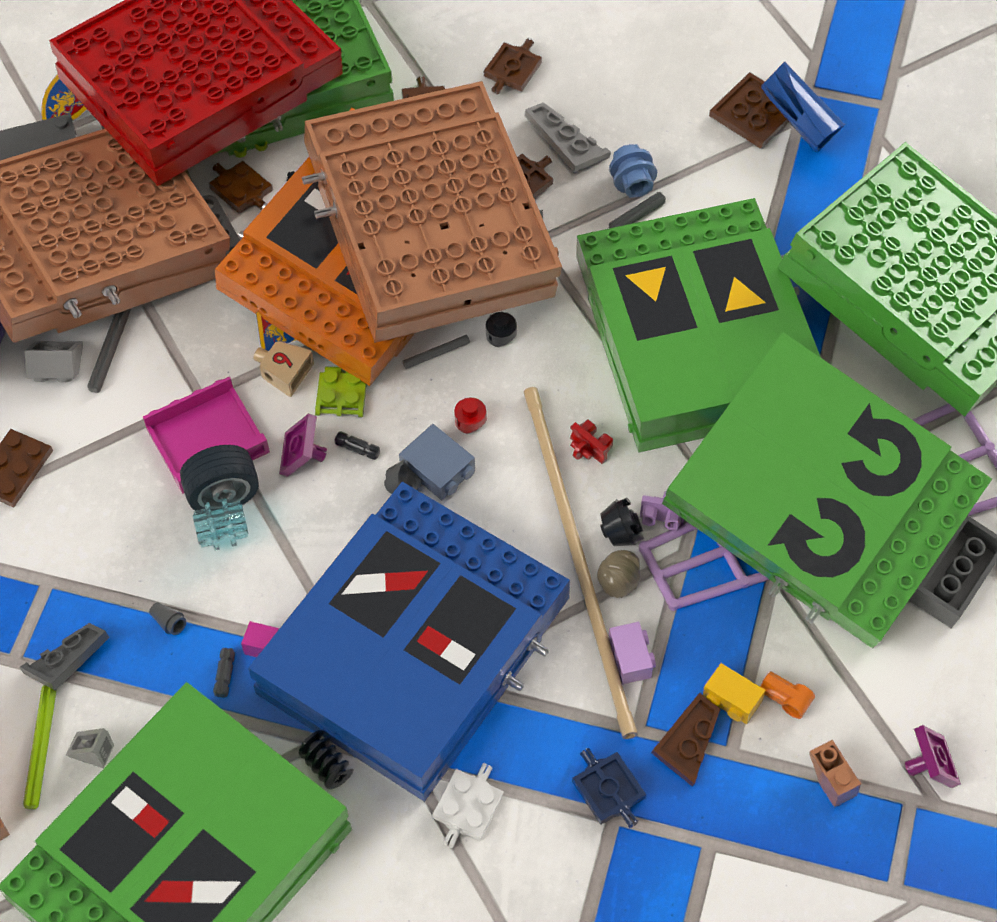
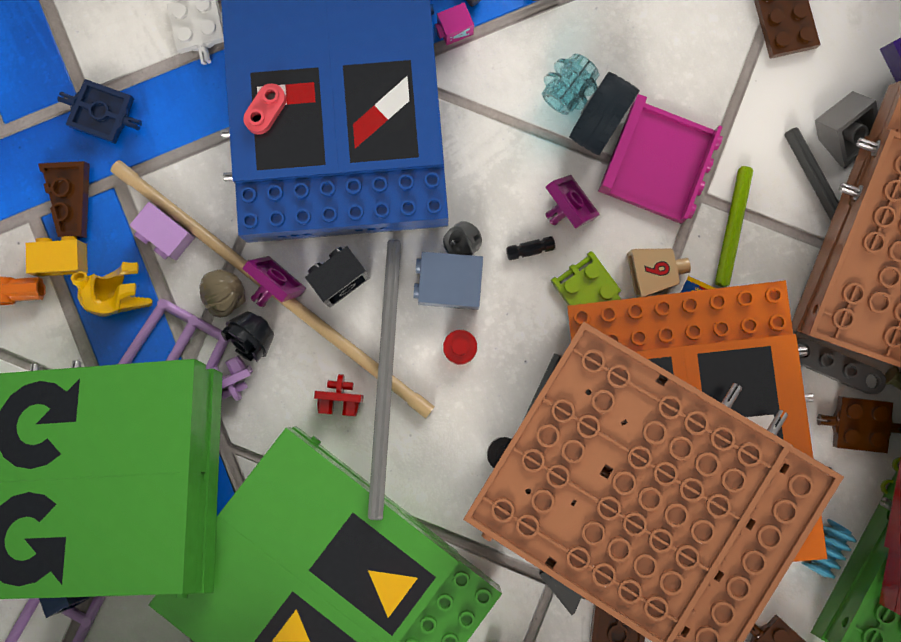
camera: 135 degrees right, 25 degrees up
(198, 358) = (734, 226): none -> lime axle
(472, 644) = (267, 109): none -> coral plate
(519, 514) = (337, 276): none -> black brick
(541, 418) = (384, 382): none -> light grey axle
(569, 546) = (272, 280): none -> magenta tile
(716, 630) = (108, 294): none -> yellow piece

